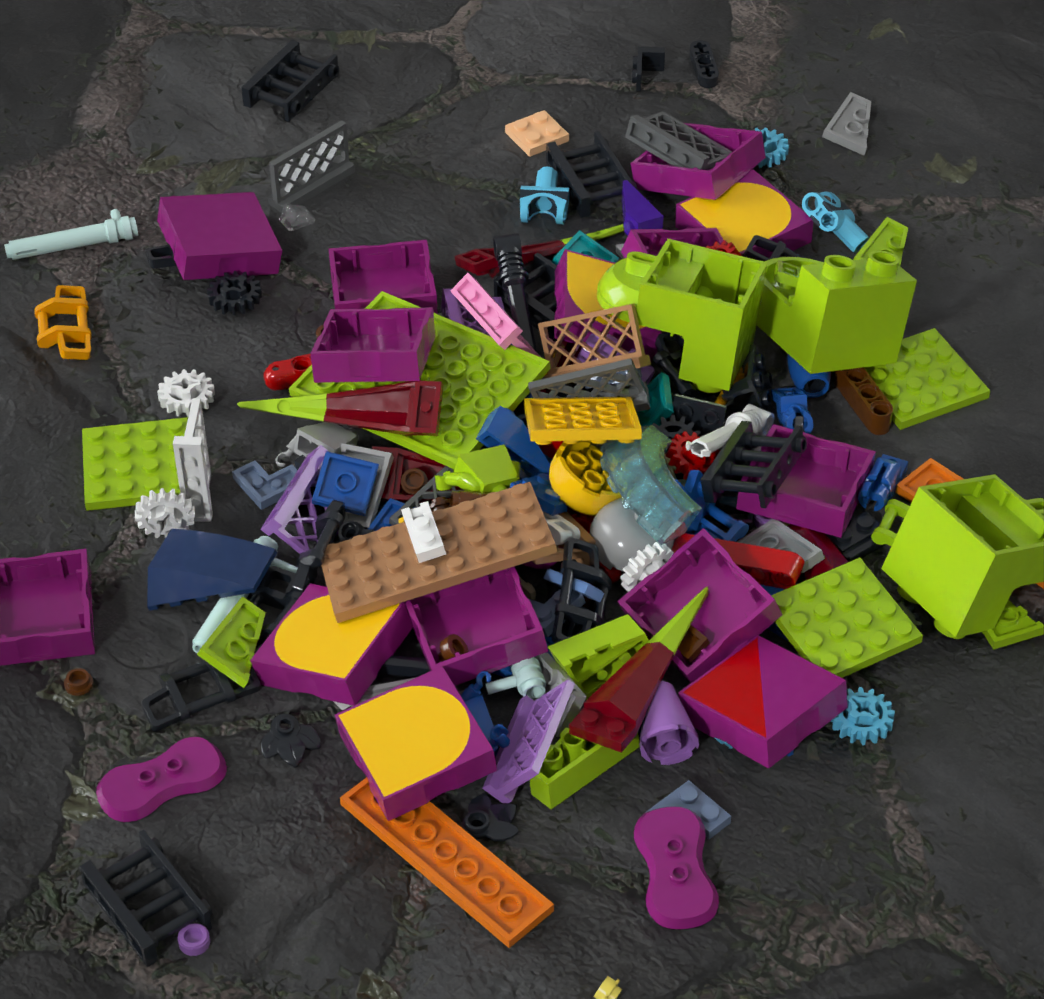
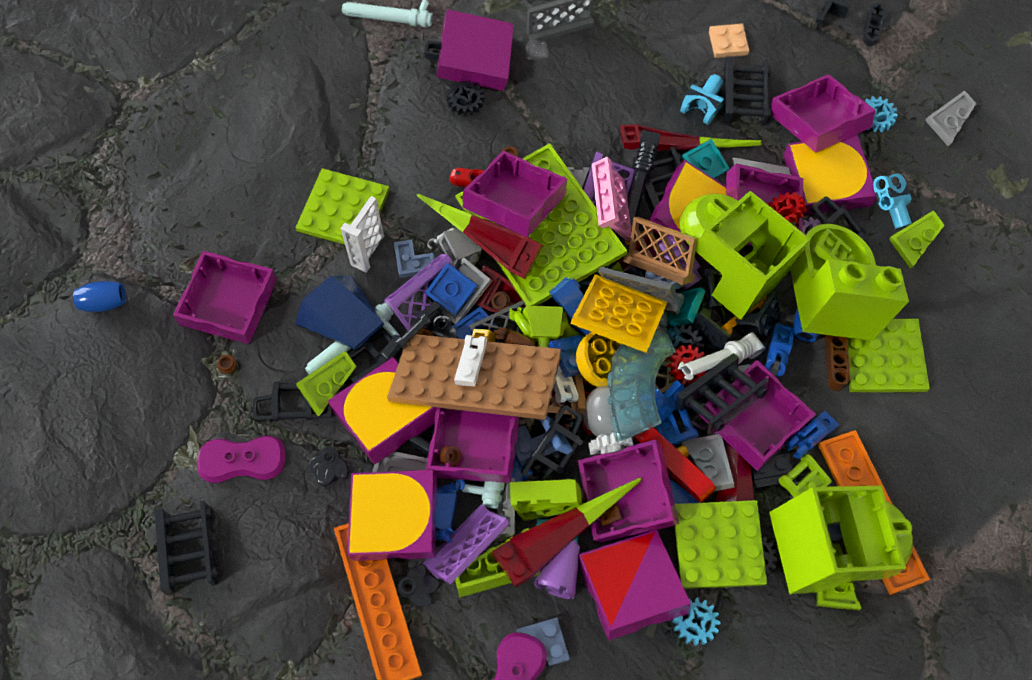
camera: 25 degrees right, 20 degrees up
(60, 333) = (340, 87): light orange bar -> none
(164, 512) = (333, 261): white gear -> none
(178, 391) = (396, 165): white gear -> none
(193, 939) = (200, 589): medium lavender tile -> none
(394, 268) = (563, 123): magenta tile -> none
(638, 211) = (759, 143): dark purple slope -> none
(675, 141) = (807, 99): dark grey fence -> none

